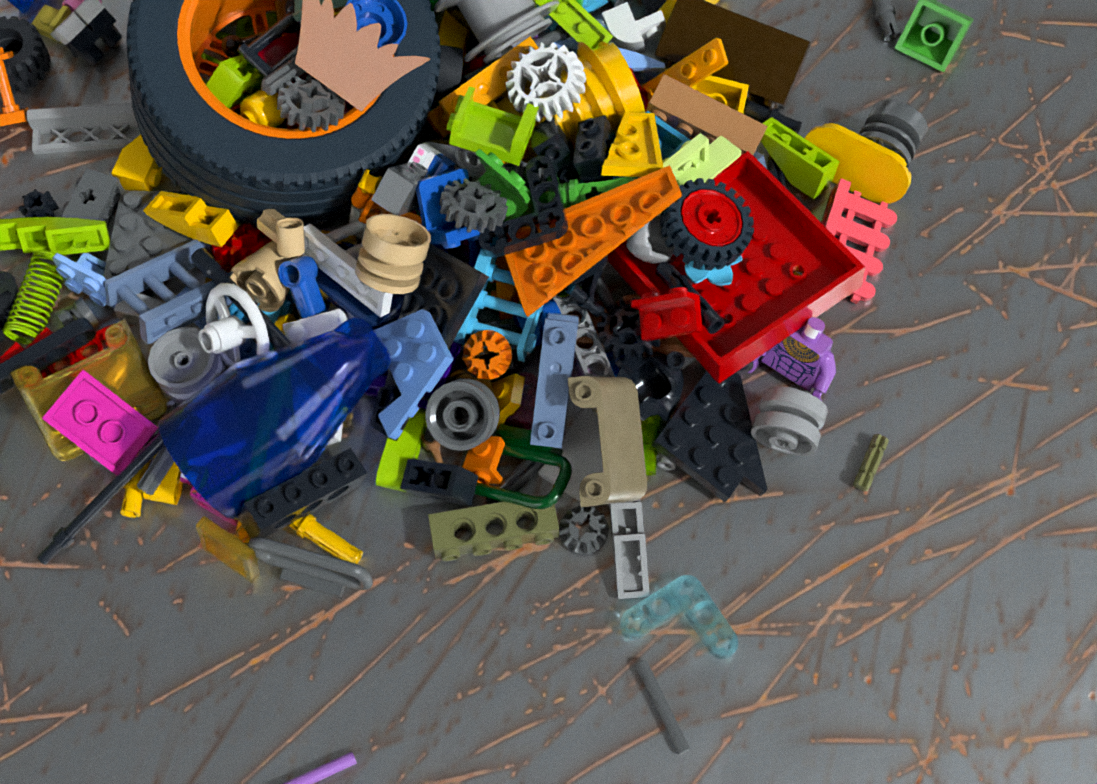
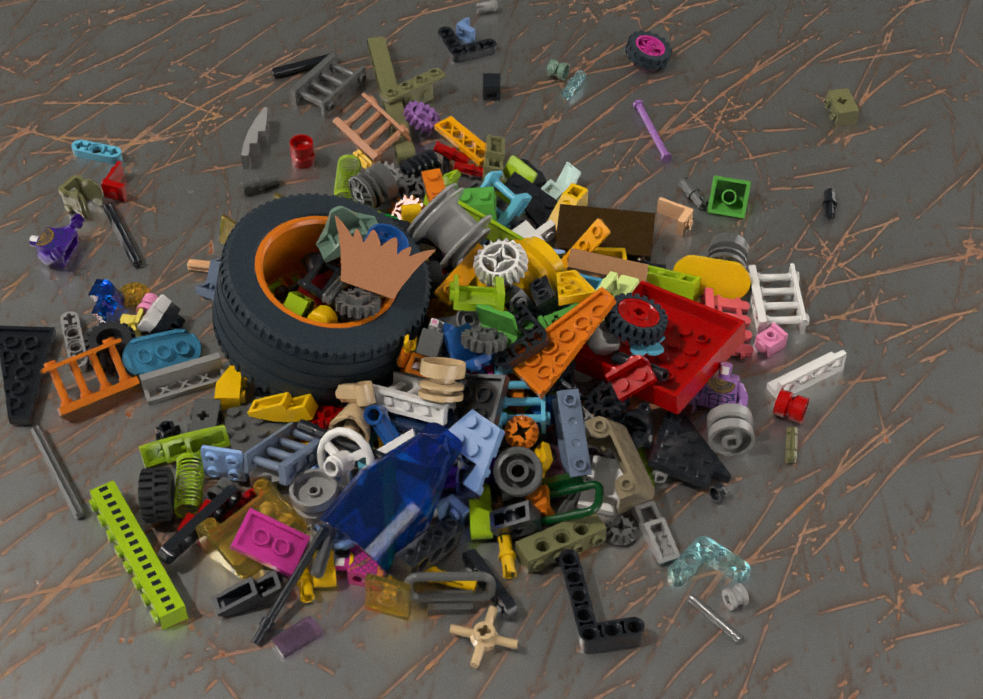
camera: 15 degrees left, 20 degrees down
(57, 486) = (249, 594): none -> black slope
(69, 80) = (160, 351): none -> dark azure tile
(99, 566) = (297, 636): none -> clear purple tile
(338, 655) = (483, 636): none -> tan bar
(369, 436) = (454, 508): none -> medium blue bracket
(375, 563) = (501, 598): none -> black beam
(414, 527) = (507, 556): none -> yellow pin
(487, 643) = (571, 571): none -> black beam
(700, 685) = (735, 596): none -> light grey wheel
(738, 511) = (717, 492): none -> black hinge
(851, 39) = (679, 212): none -> light nougat bracket
(891, 403) = (790, 406): none -> red wheel
(910, 226) = (759, 306): none -> white fence
(912, 291) = (771, 340): none -> bright pink brick
(935, 355) = (809, 373): none -> white fence
(1076, 81) = (829, 203): none -> black axle

